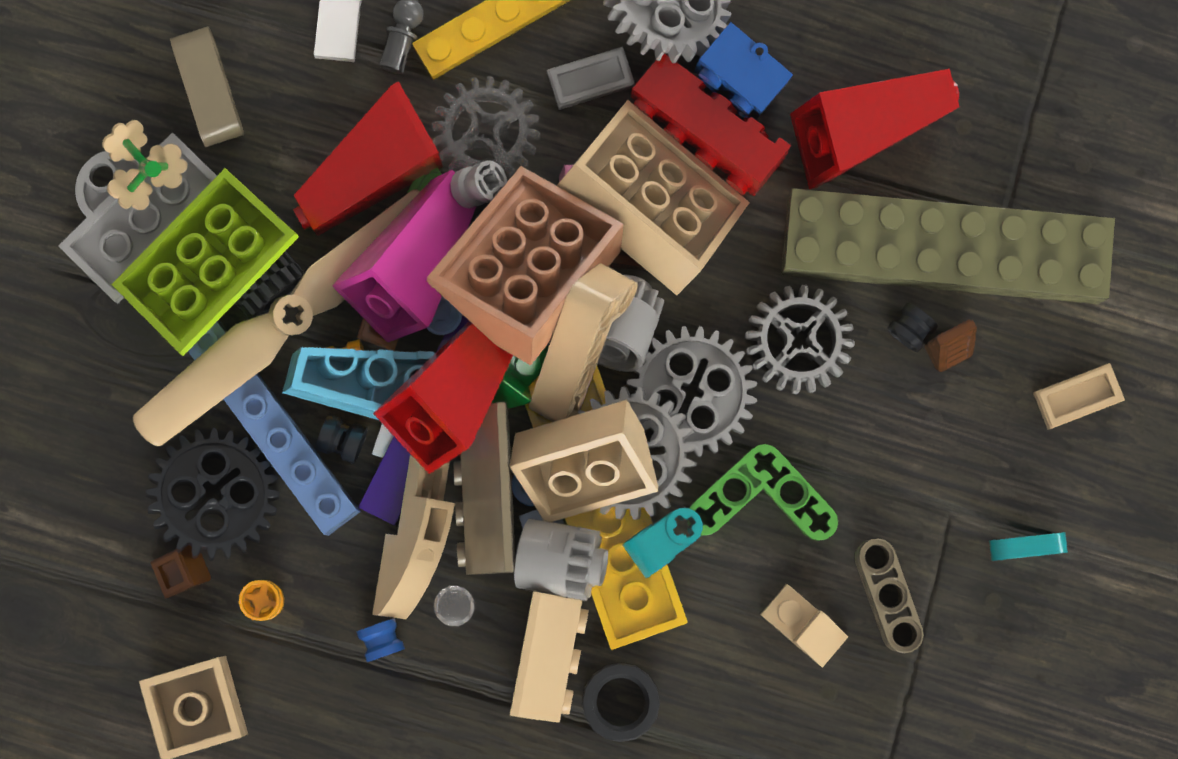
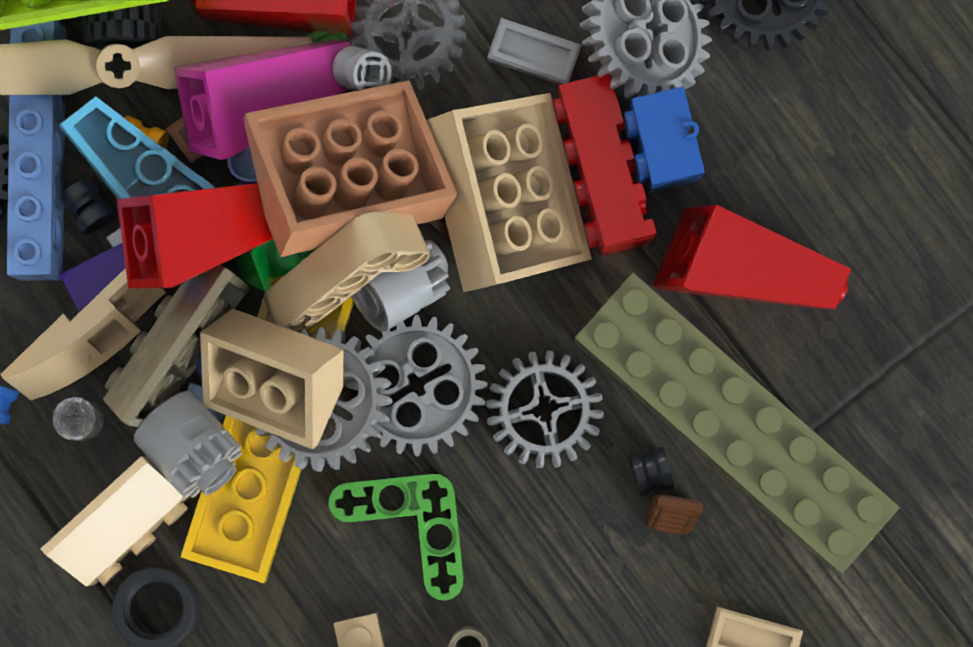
camera: 45 degrees right, 0 degrees up
(659, 545) = (284, 496): teal piece -> none

